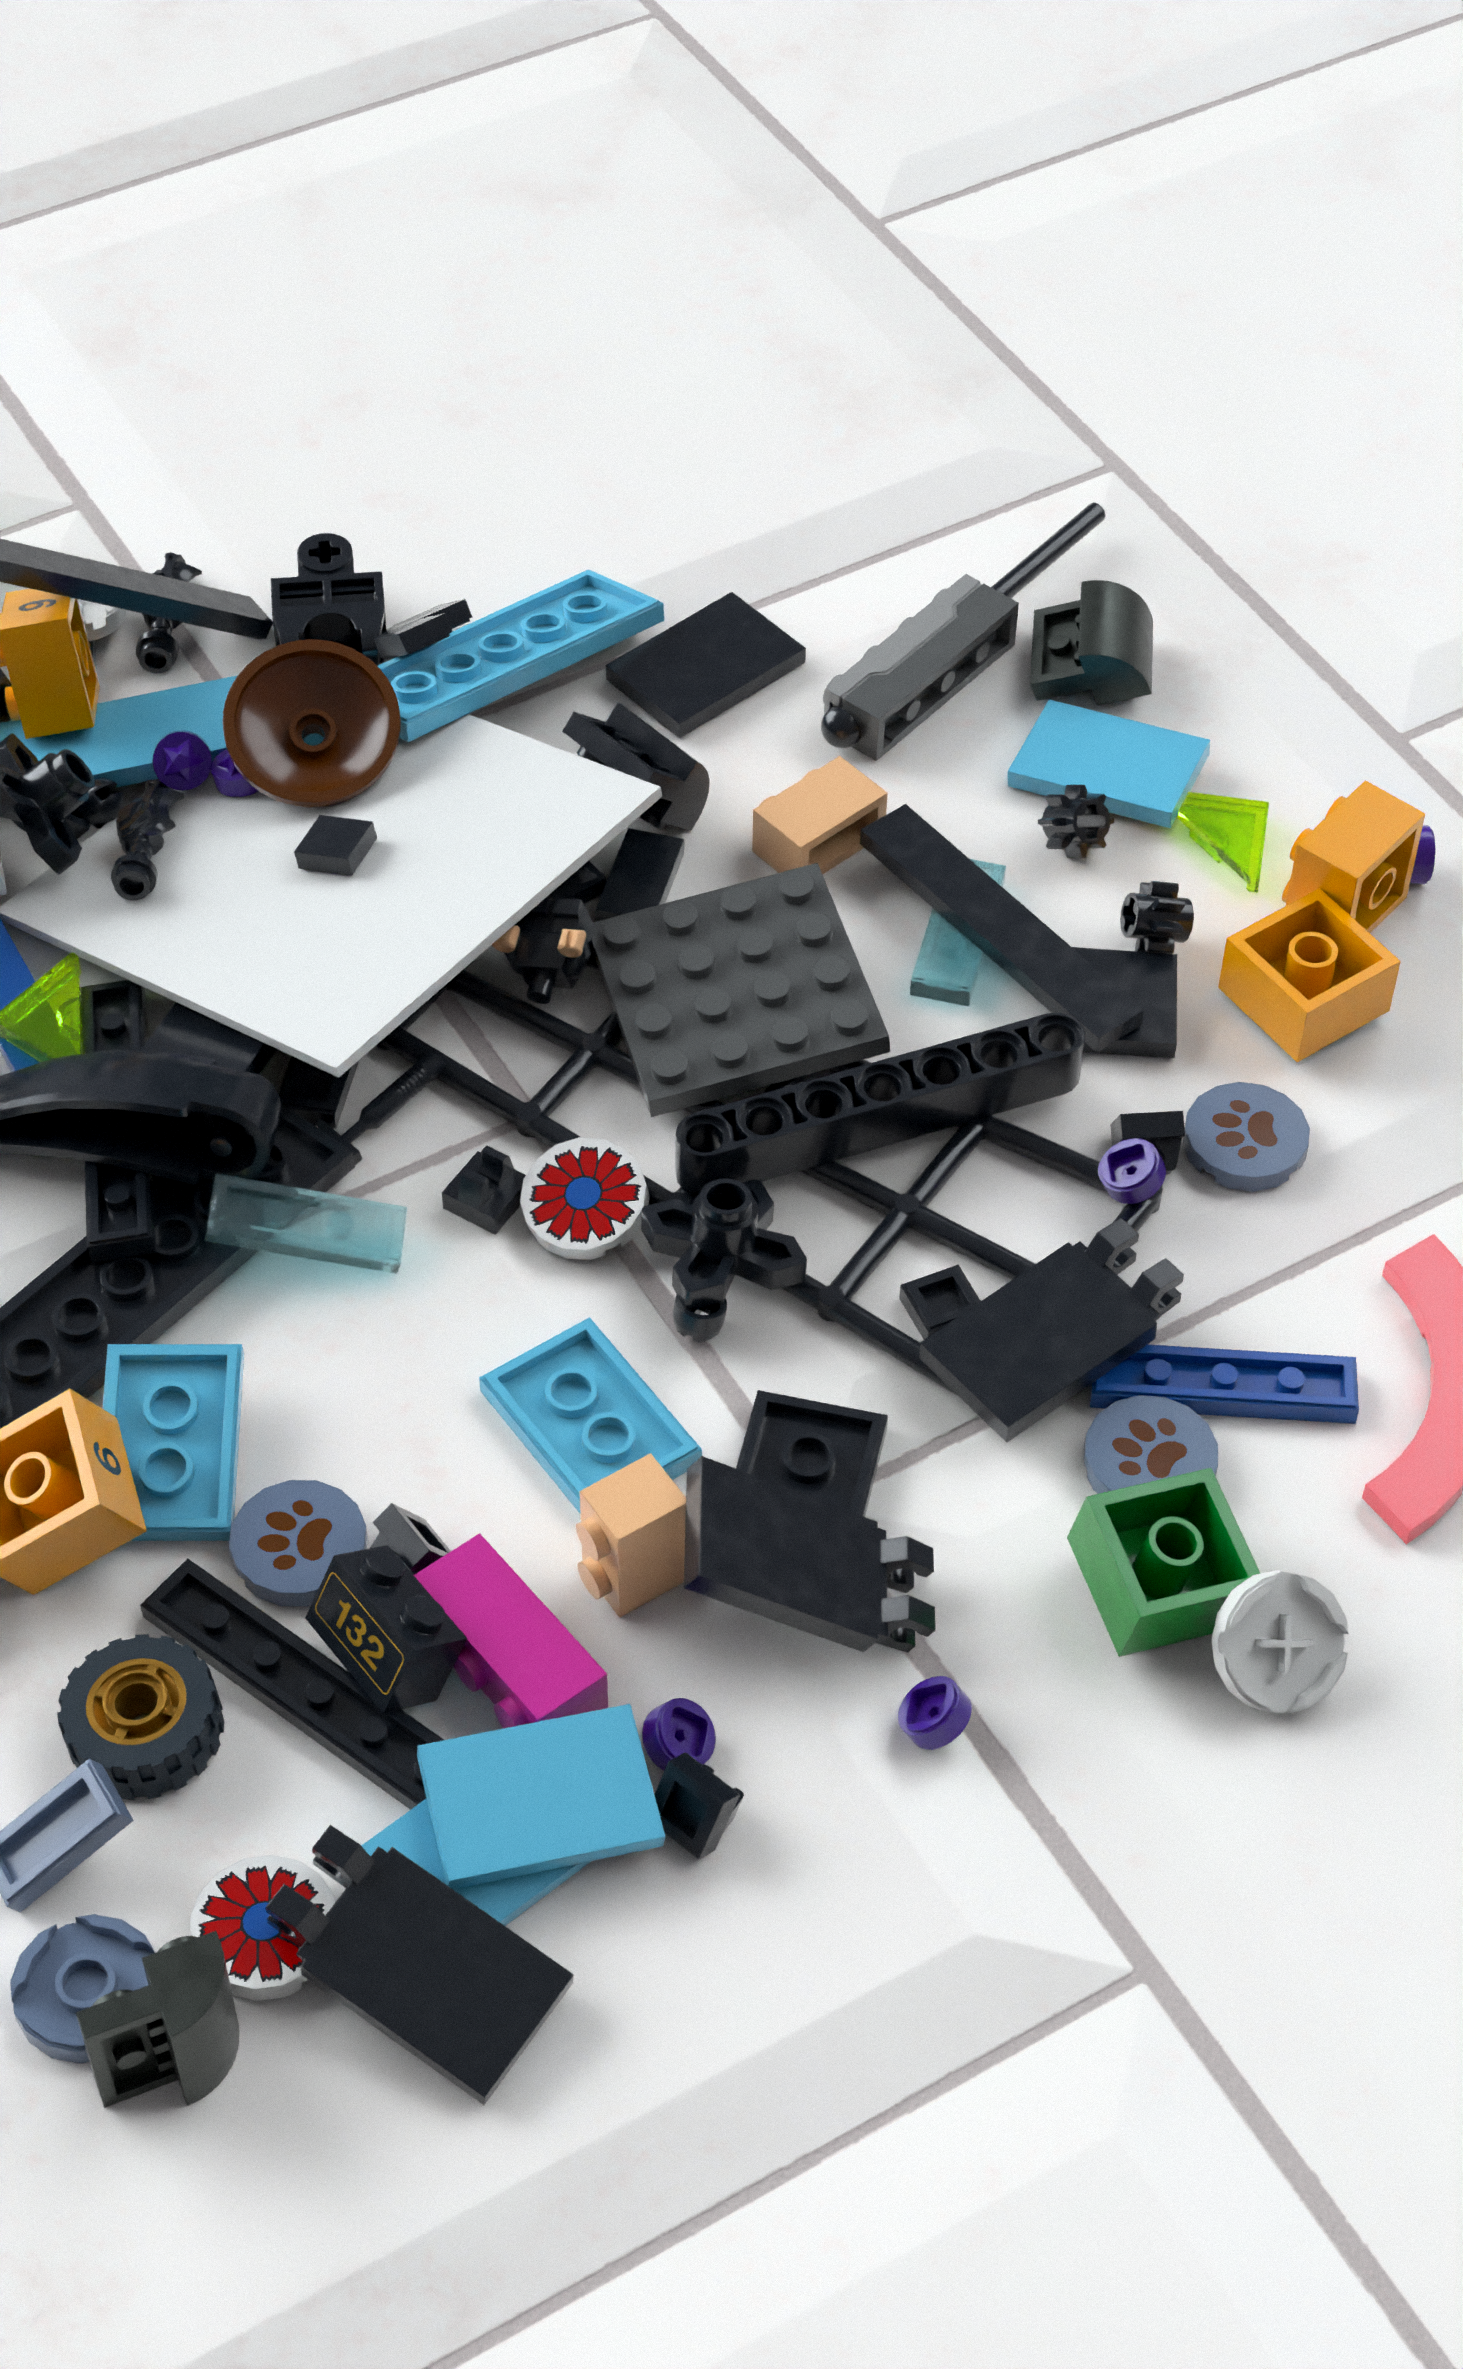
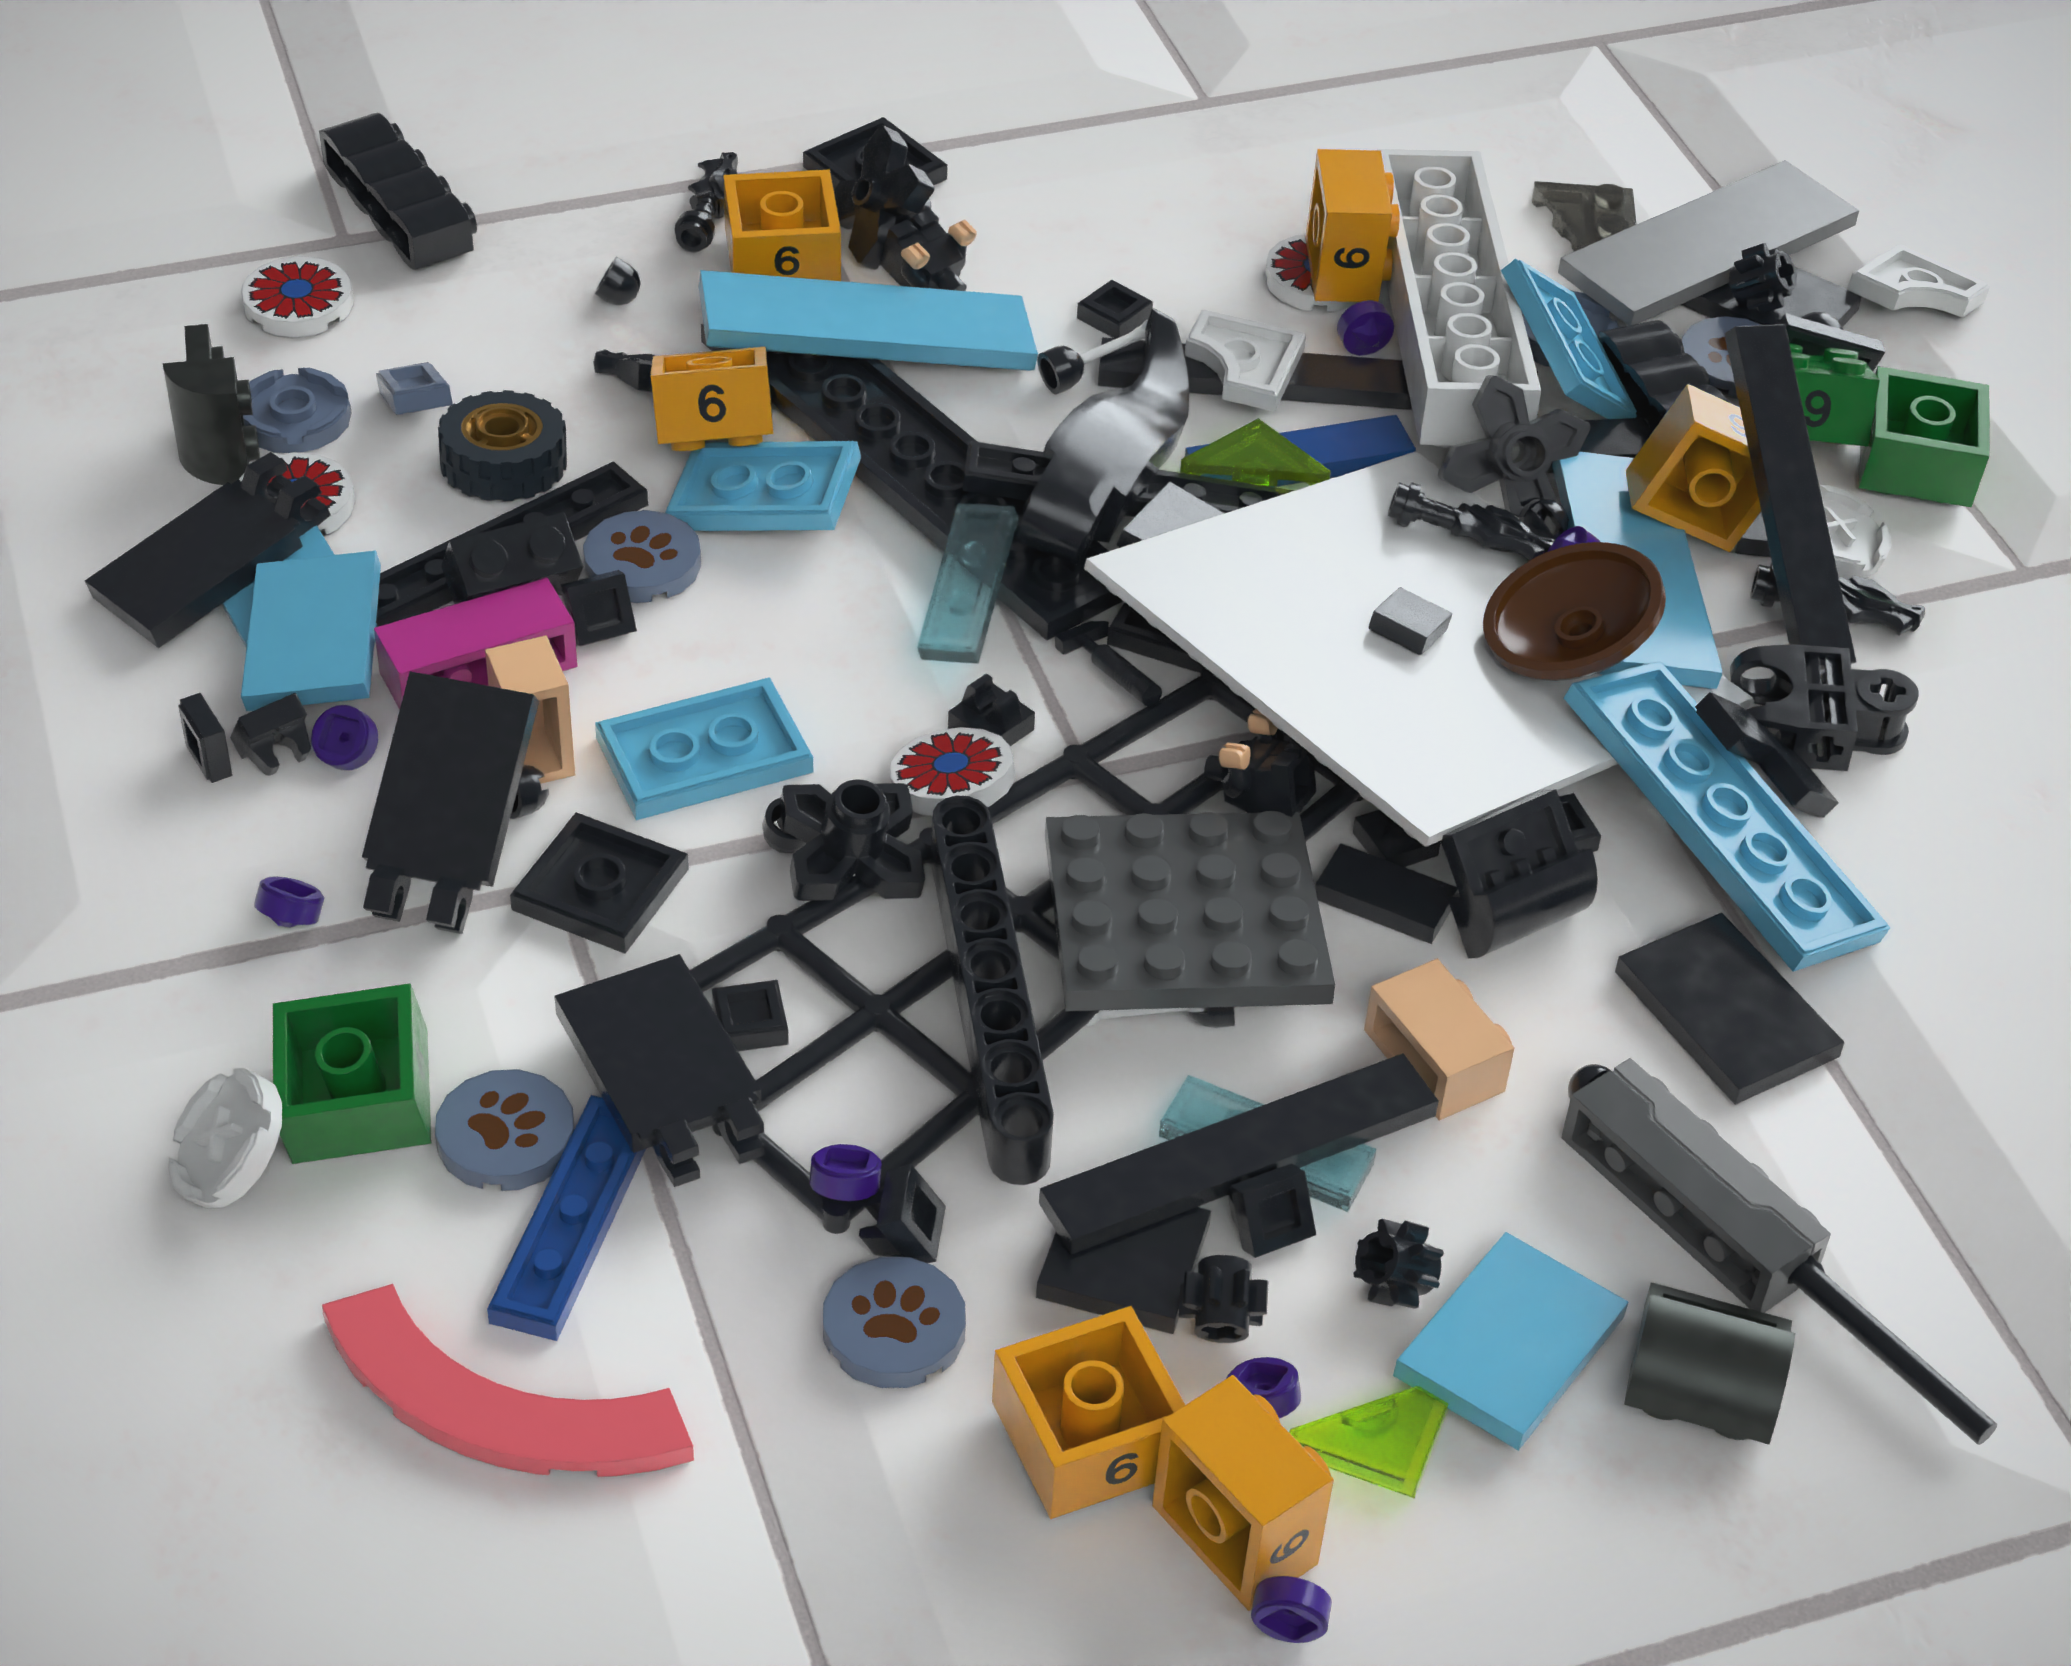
camera: 100 degrees right, 5 degrees down
(726, 1864) = (205, 738): none -> black tile
(1046, 903) = (1272, 1210): none -> black tile
(1221, 896) = (1273, 1380): none -> dark purple tile

